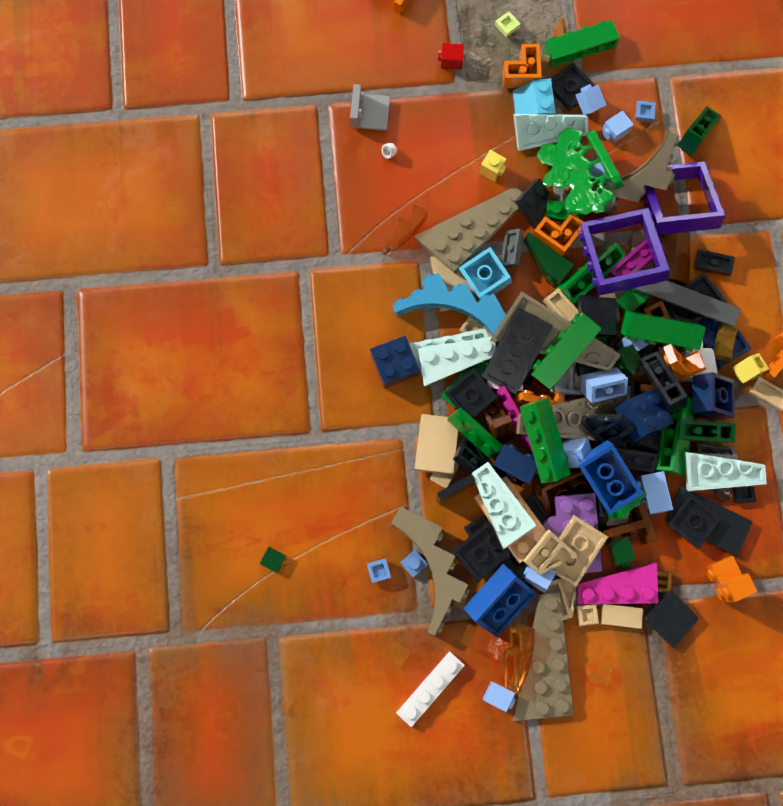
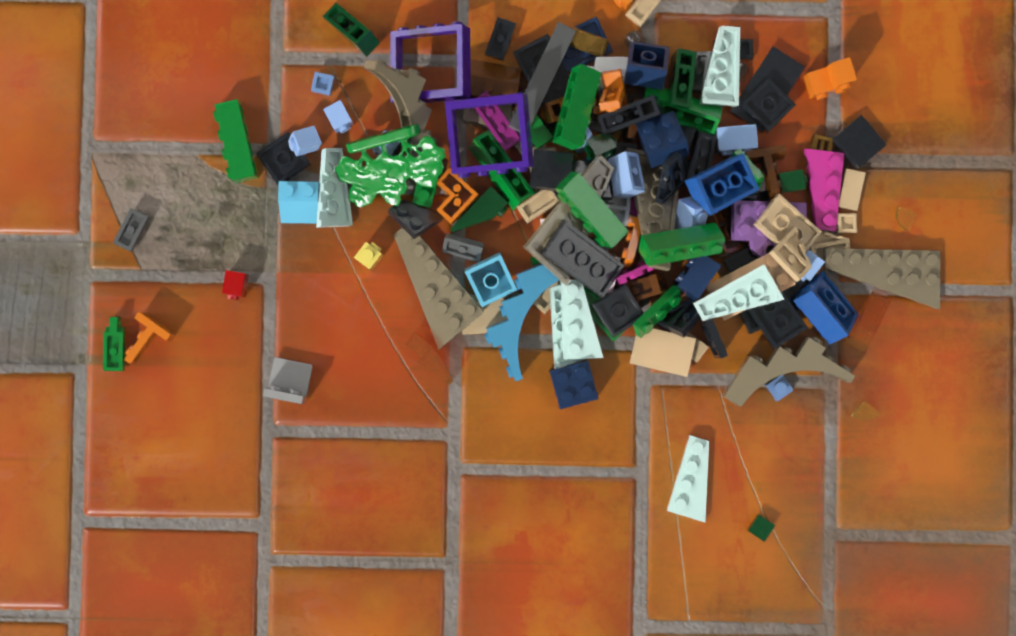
camera: 80 degrees left, 10 degrees up
(304, 485) = (691, 481): none -> light aqua wing
(378, 570) = (783, 423): medium blue plate -> none
(389, 150) = (337, 364): white hinge -> none
(430, 689) = (901, 385): white plate -> none
(499, 697) = (916, 320): light blue brick -> none
(507, 24) = (203, 218): yellowish green plate -> none
(518, 656) = (882, 296): clear orange slope -> none
(525, 70) = (264, 205): orange brick -> none
(750, 368) = (619, 21): light yellow brick -> none

